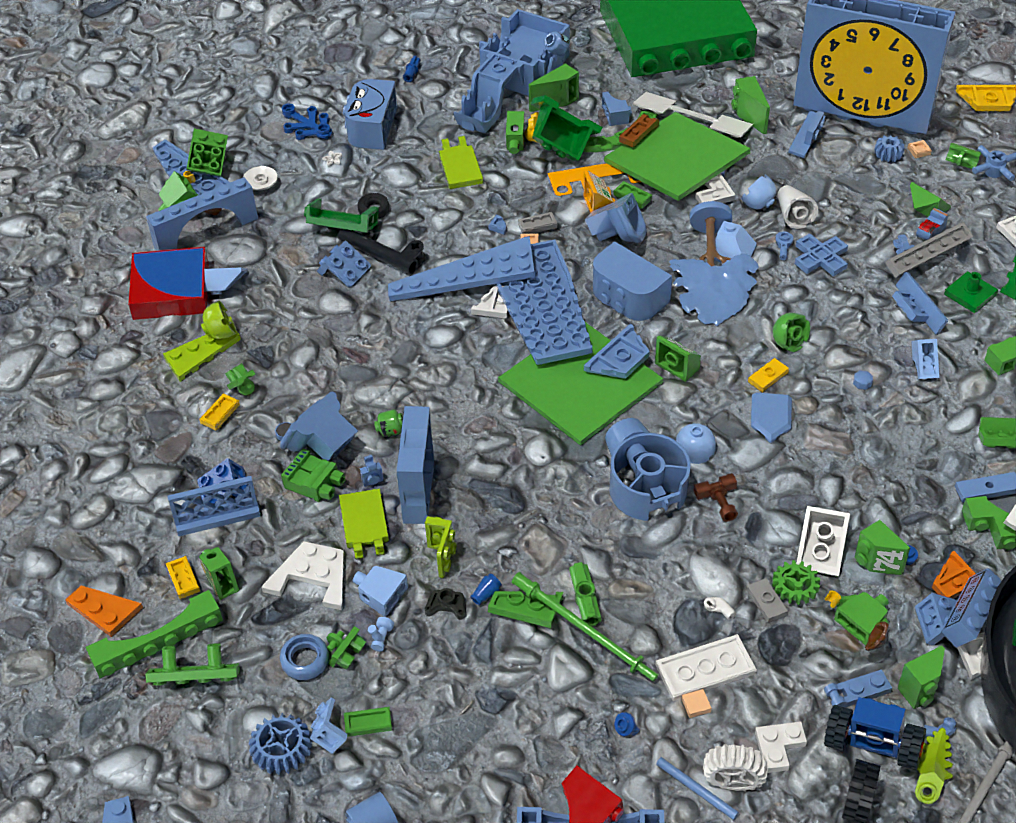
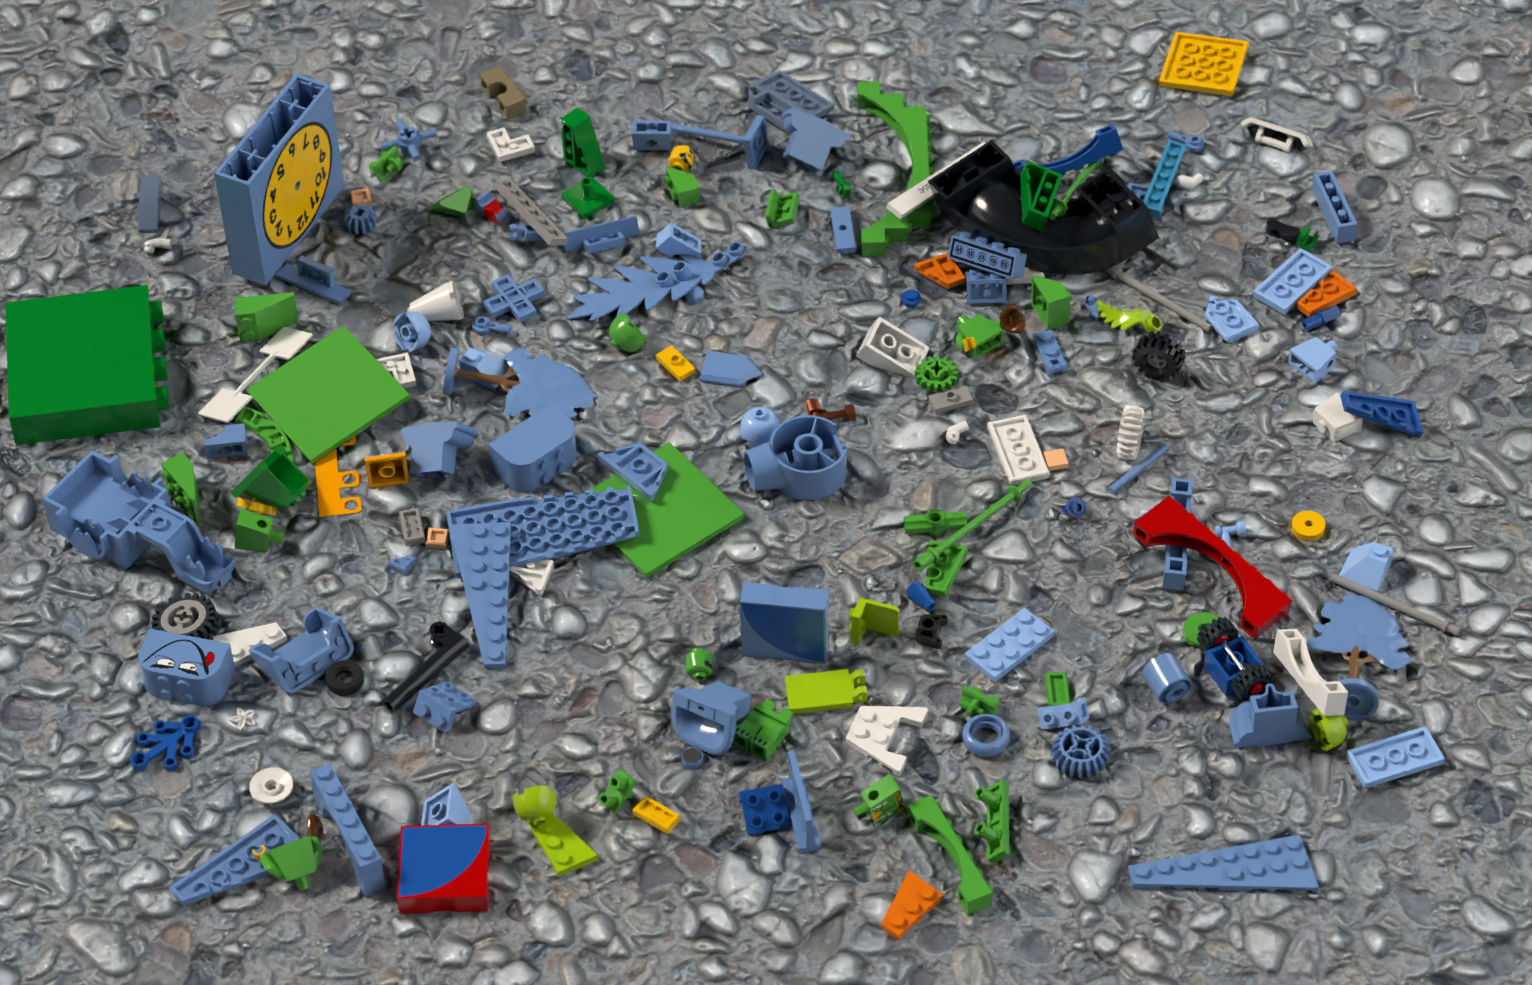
camera: 85 degrees left, 0 degrees up
(182, 577) = (880, 837): yellow plate -> none
(207, 152) = (220, 835): bright green slope -> none
(364, 222) = (371, 699): green panel -> none
(372, 472) = (768, 677): medium blue plate -> none
(381, 588) = (913, 675): light blue torso -> none
(382, 173) = (308, 654): none -> medium blue windscreen
(384, 625) = (969, 677): light blue piece -> none
(407, 150) = (245, 639): none -> white wing
(411, 69) = (87, 634): blue axle -> none
(420, 111) = (184, 613): none -> wheel
(429, 674) = (1009, 644): none -> light blue plate
(460, 164) = (285, 594): lime tile -> none
(556, 43) = (132, 470): medium blue head -> none
(638, 130) = (280, 420): dark orange plate -> none
(641, 196) = (382, 440): bright green plate -> none
(676, 358) = (649, 424): bright green slope -> none
(775, 739) = (1096, 414): white plate -> none
(869, 350) = (671, 276): none -> medium blue plant
(876, 729) = (1100, 337): brick -> none
(881, 550) = (912, 307): bright green slope -> none

